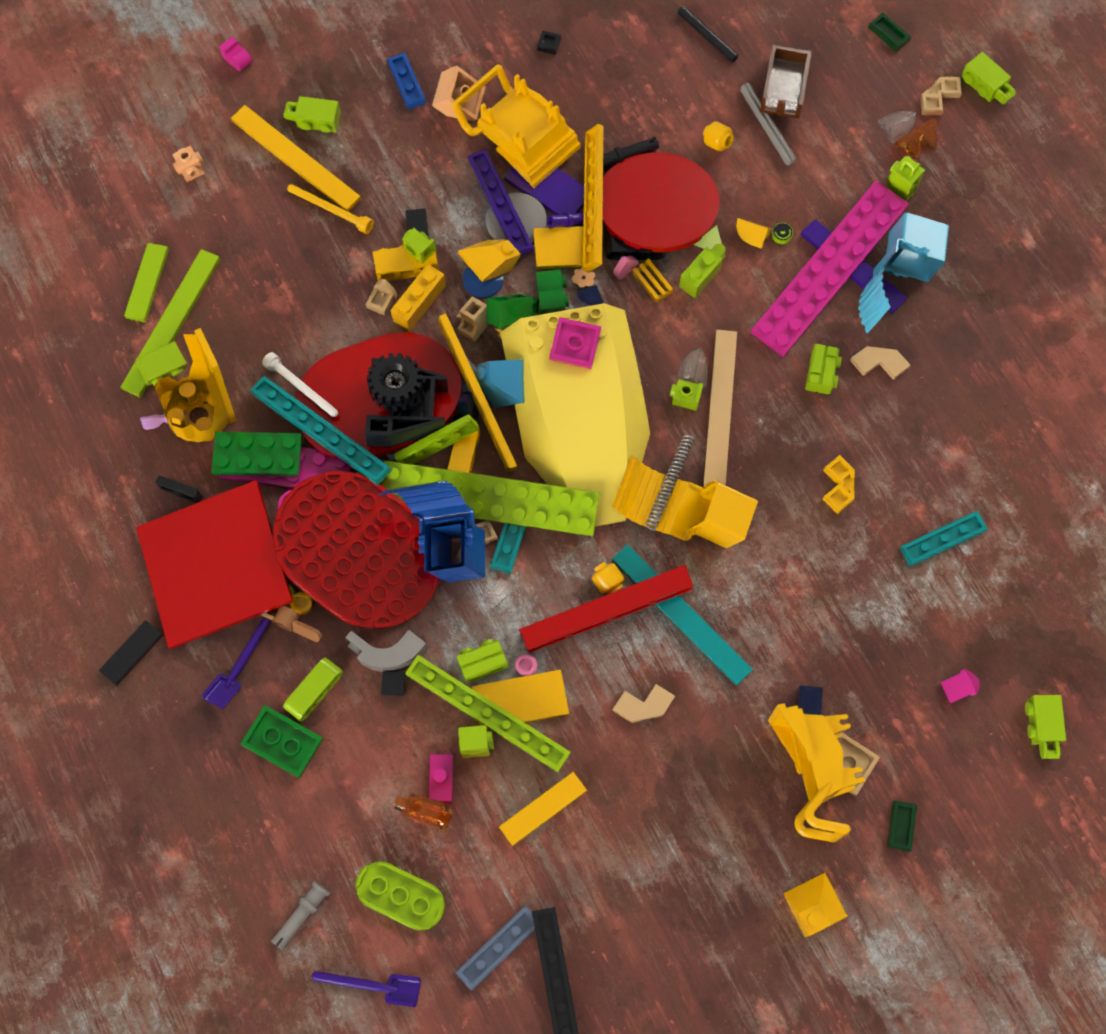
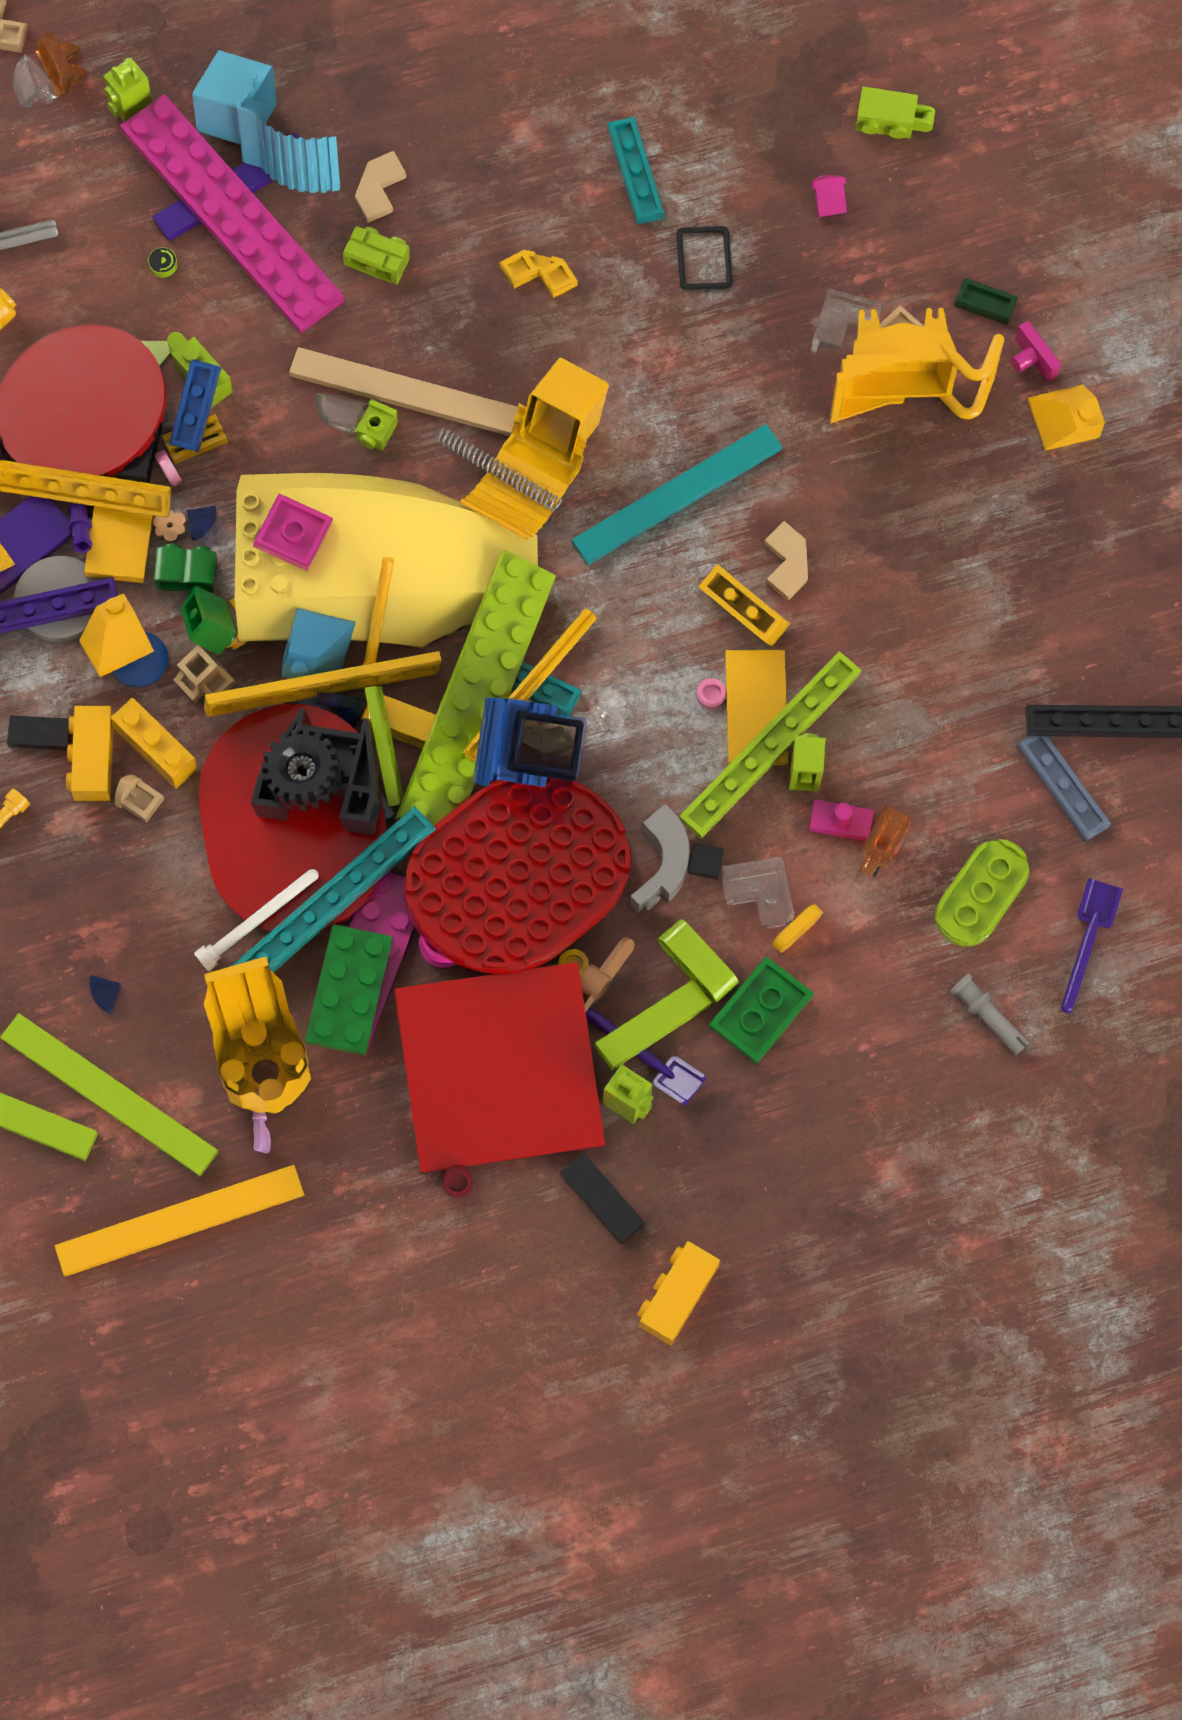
camera: 85 degrees left, 0 degrees up
(64, 715) = (677, 1292): none -> yellow brick
(90, 383) = (179, 1220): none -> yellow tile
(132, 552) = (457, 1181): none -> dark red tile
(161, 363) = (180, 1107): lime brick -> none
(179, 489) = (377, 1105): black tile -> none
(200, 654) = (628, 1095): none -> lime brick
(241, 306) = (104, 993): none -> clear blue tile
(259, 664) = (652, 1024): none -> lime tile
(348, 757) = (797, 928): none -> yellow tile
(380, 727) = (760, 882): none -> clear panel
(418, 245) = (81, 722): lime brick -> none
(482, 661) = (698, 743): lime brick -> none
(523, 543) = (544, 667): none -> yellow axle
(542, 809) = (900, 704): yellow tile -> none
(559, 406) = (379, 610): none -> yellow piece
(596, 675) = (744, 605): none -> yellow brick
(606, 609) = (658, 577): red tile -> none
(607, 578) = (615, 570): yellow head -> none
(670, 270) = (195, 405): none -> blue tile
(752, 233) = (155, 295): yellow brick -> none
(809, 699) = (820, 367): clear blue brick -> none
(859, 711) = (837, 313): none -> clear panel
(862, 870) = (1034, 353): none -> dark pink tile
(888, 619) = (681, 258): none -> black piece

